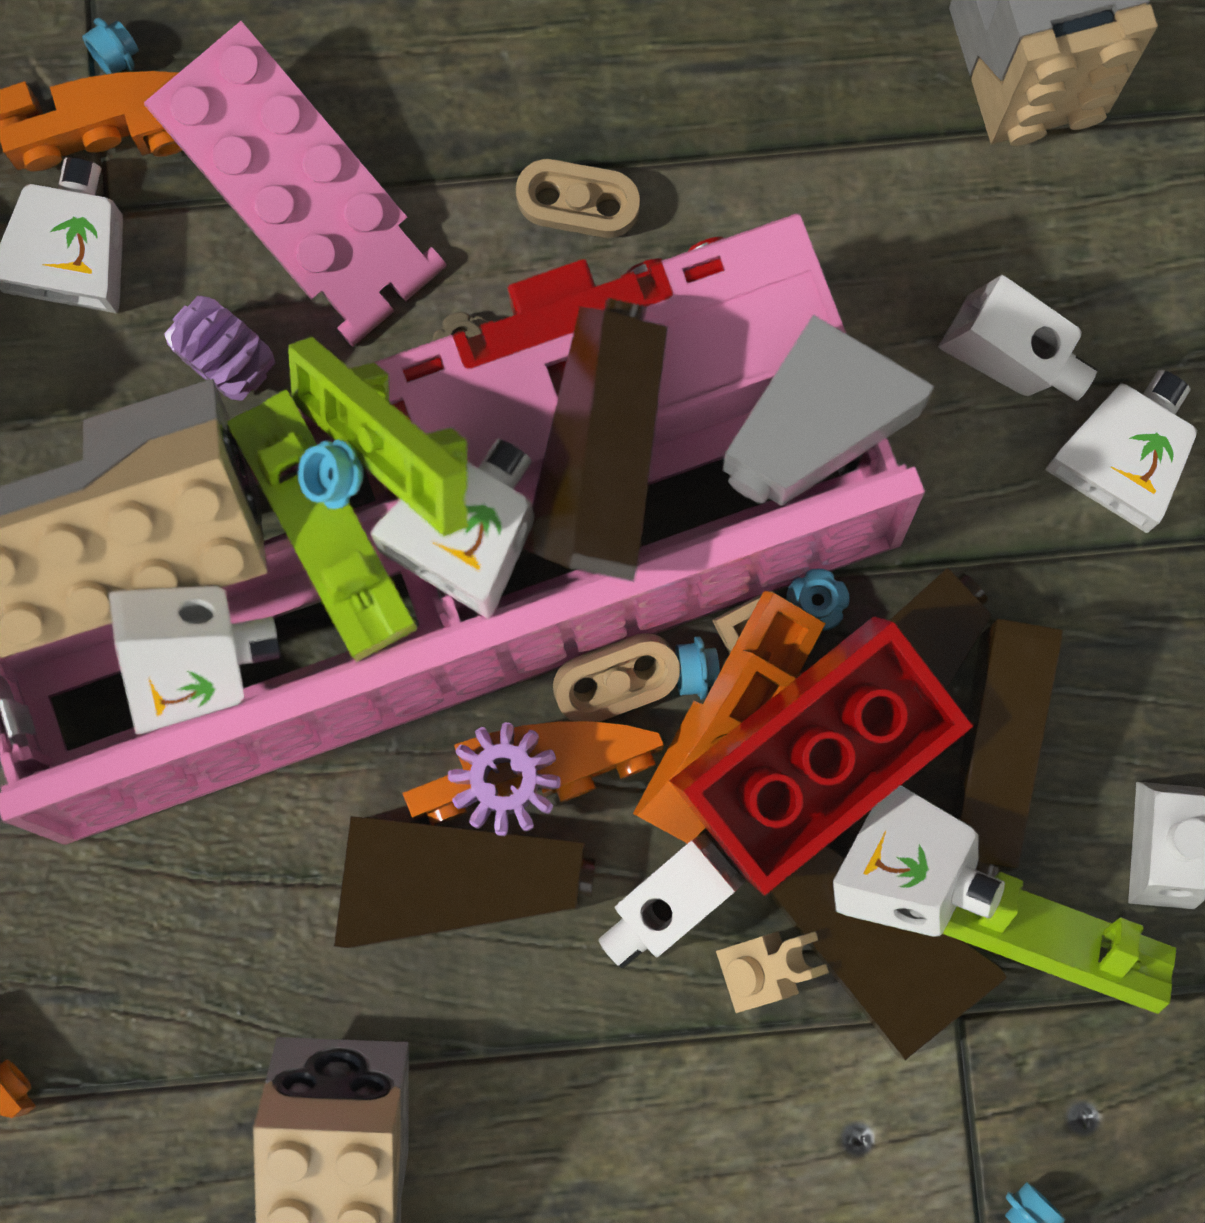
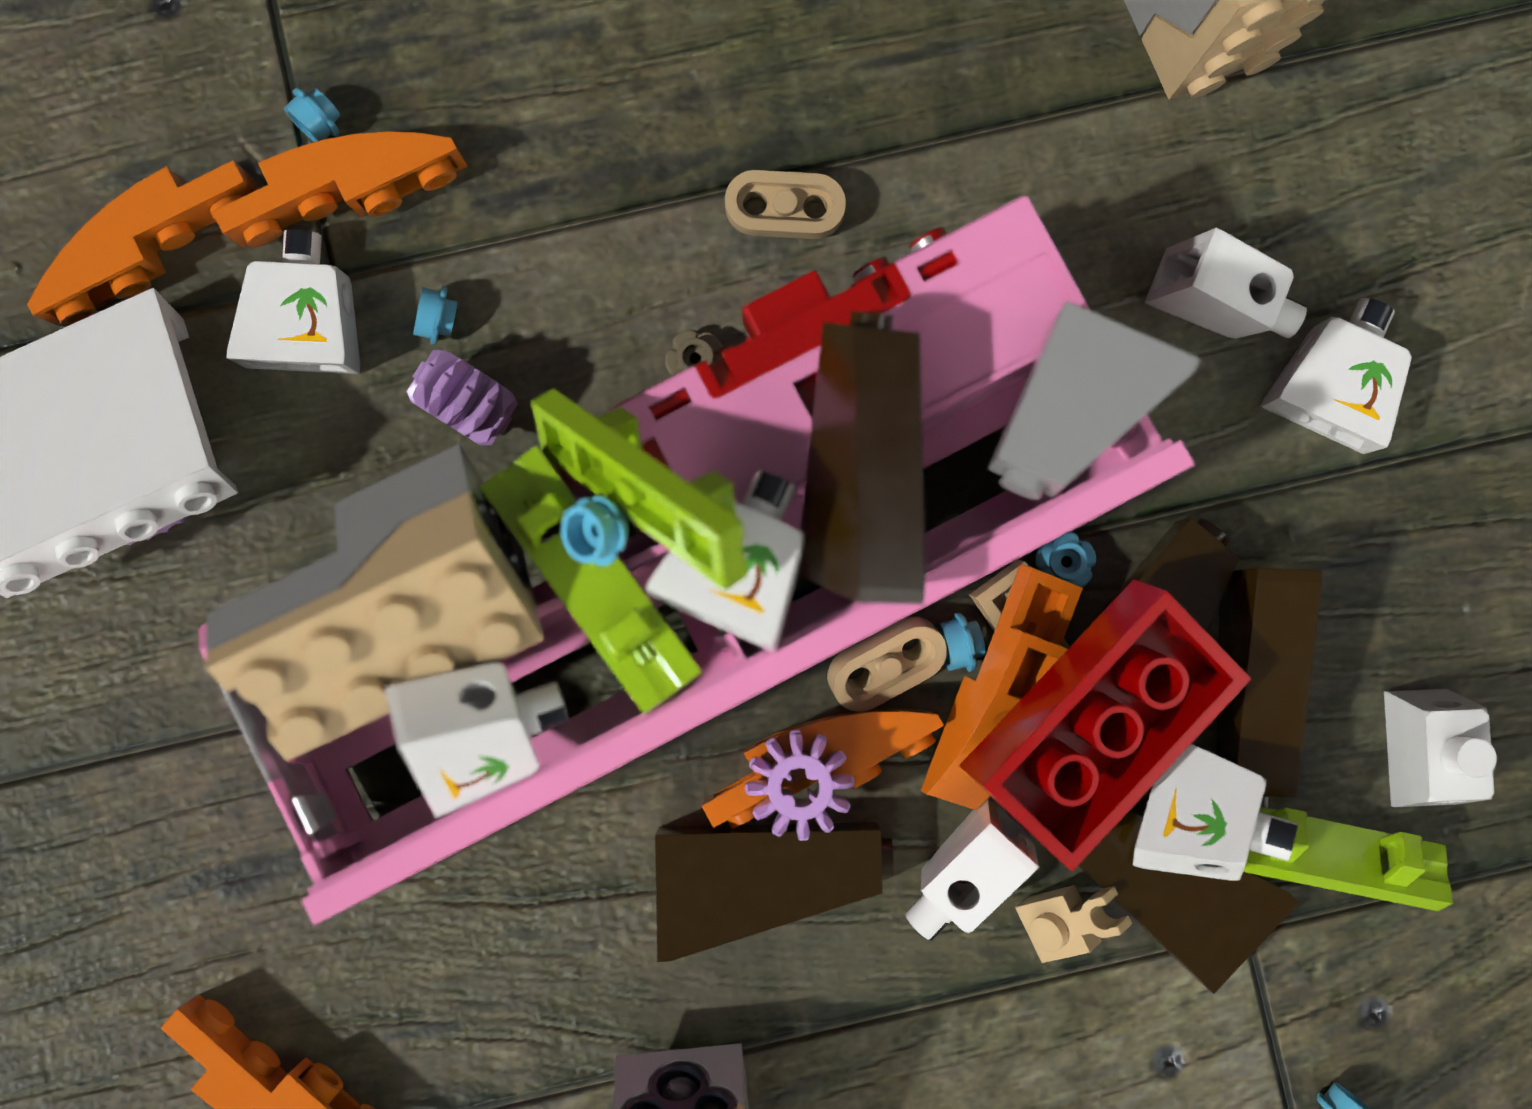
camera: 15 degrees left, 5 degrees up
(204, 262) = (434, 314): none -> medium azure plate
(293, 180) = (507, 222): bright pink hinge -> none

